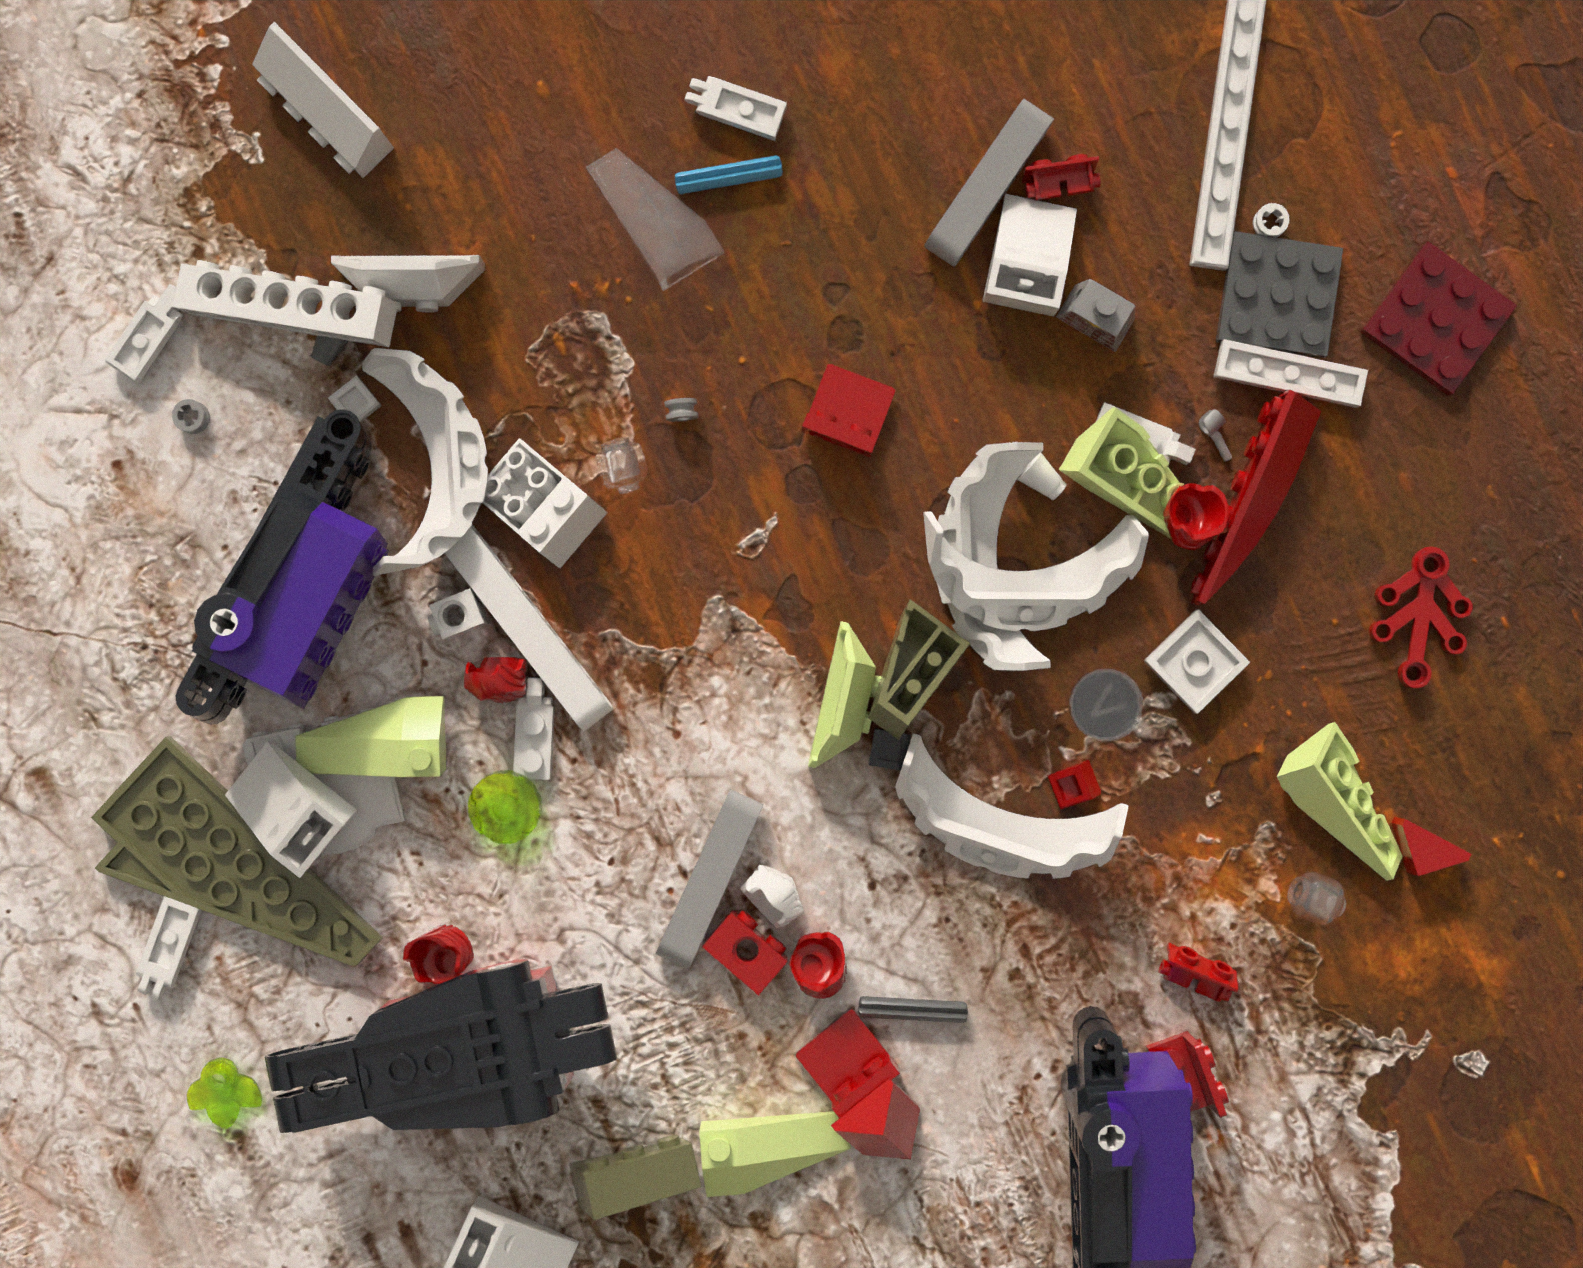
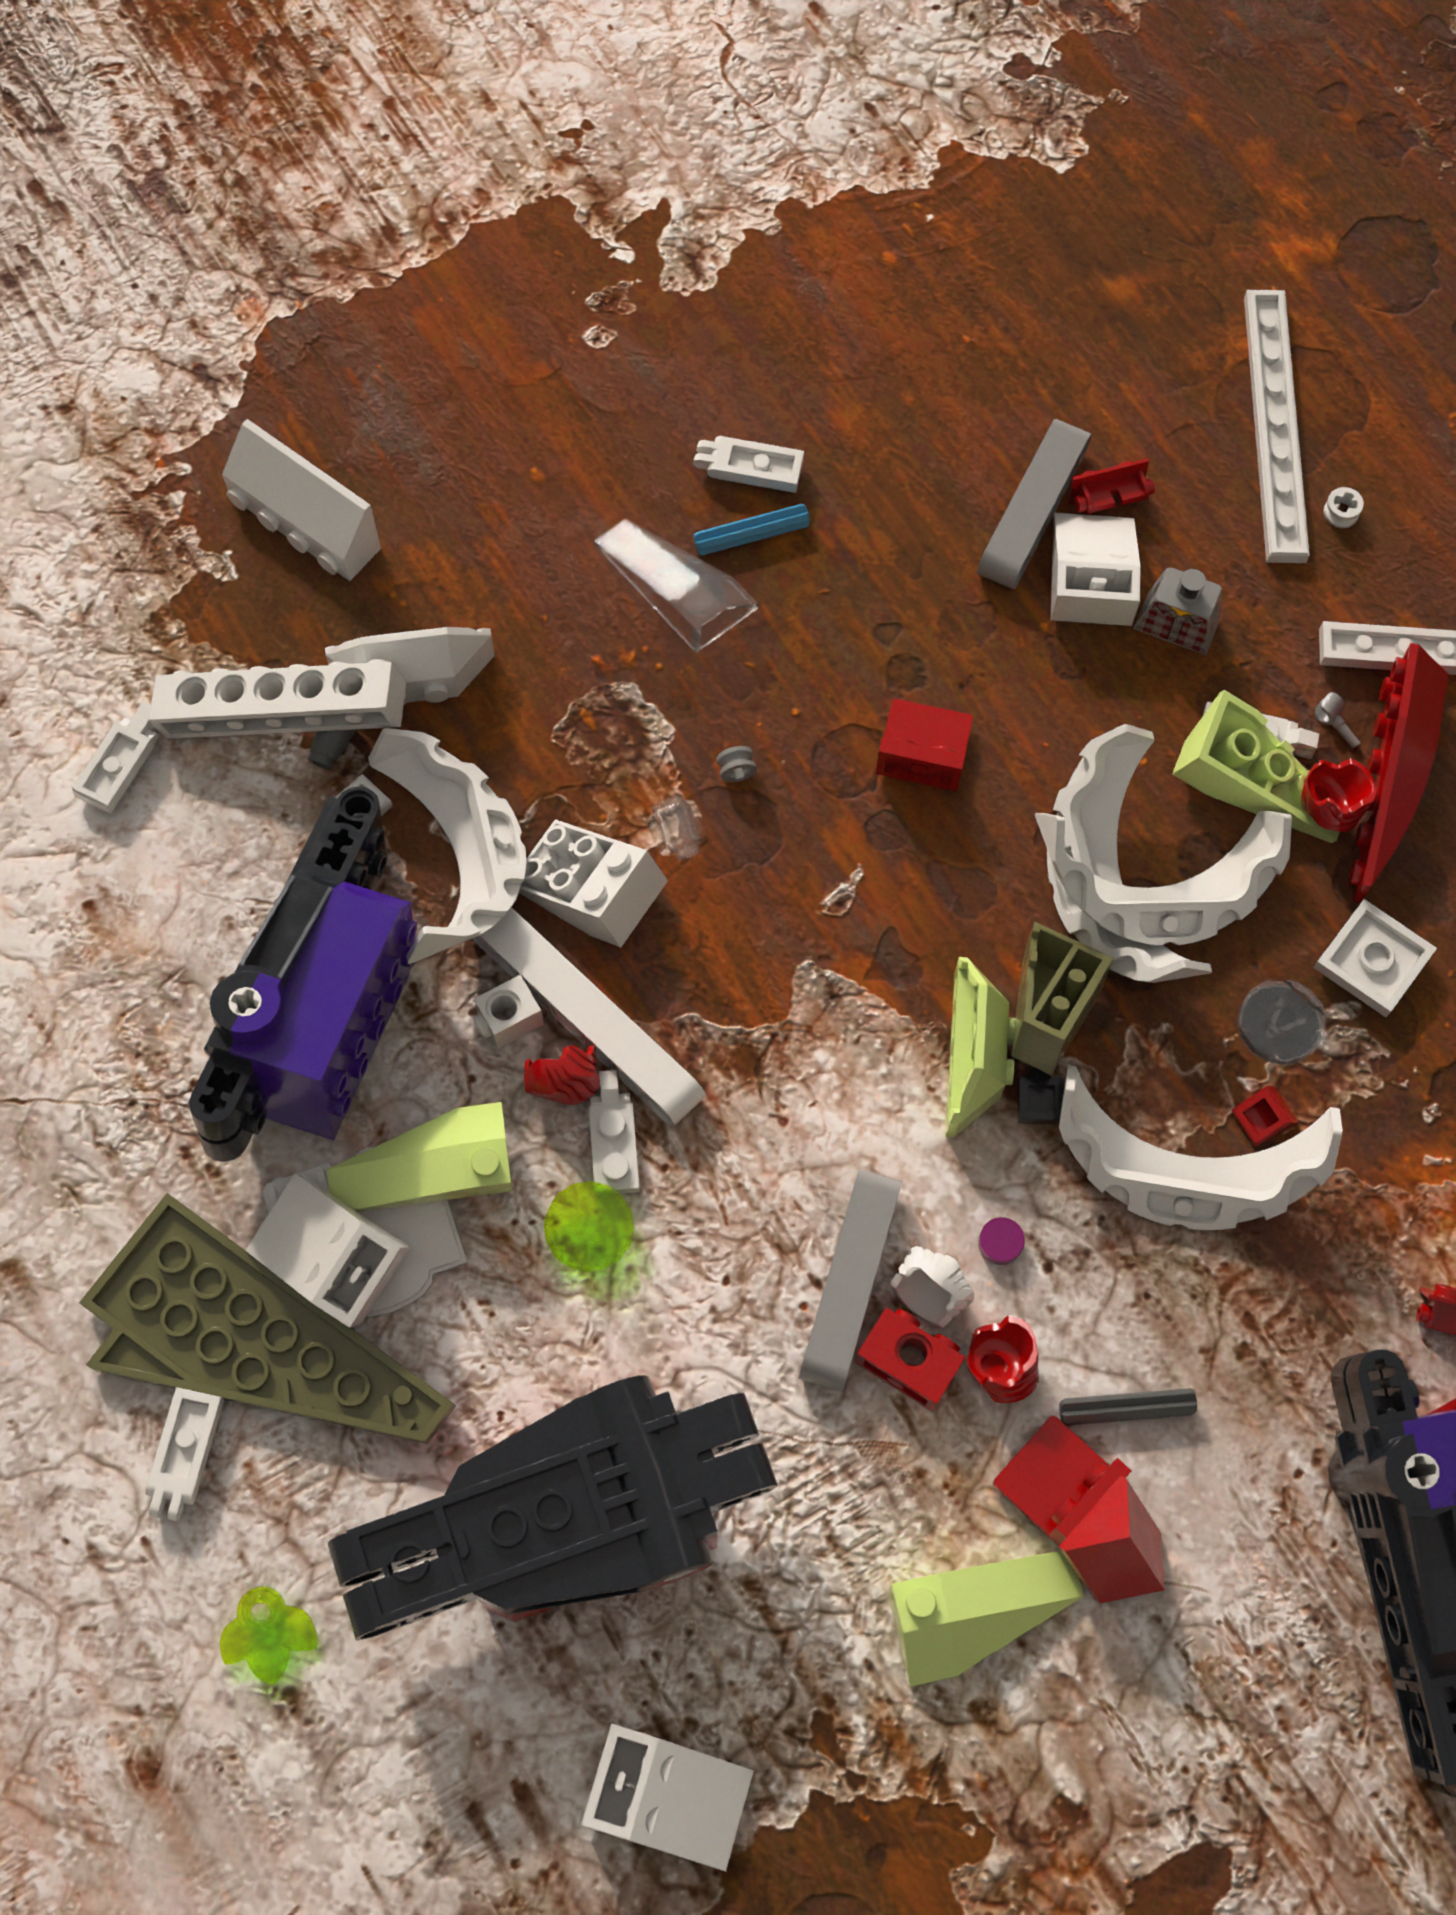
camera: 15 degrees left, 20 degrees down
(200, 424) = (185, 846): light grey bush -> none
(439, 954) = (524, 1403): red hair -> none
(635, 1176) = (813, 1662): olive wedge -> none
(837, 861) = (1001, 1241): none -> magenta tile
(1042, 477) = (1154, 784): white cone -> none
(1280, 294) = (1371, 573): dark grey plate -> none

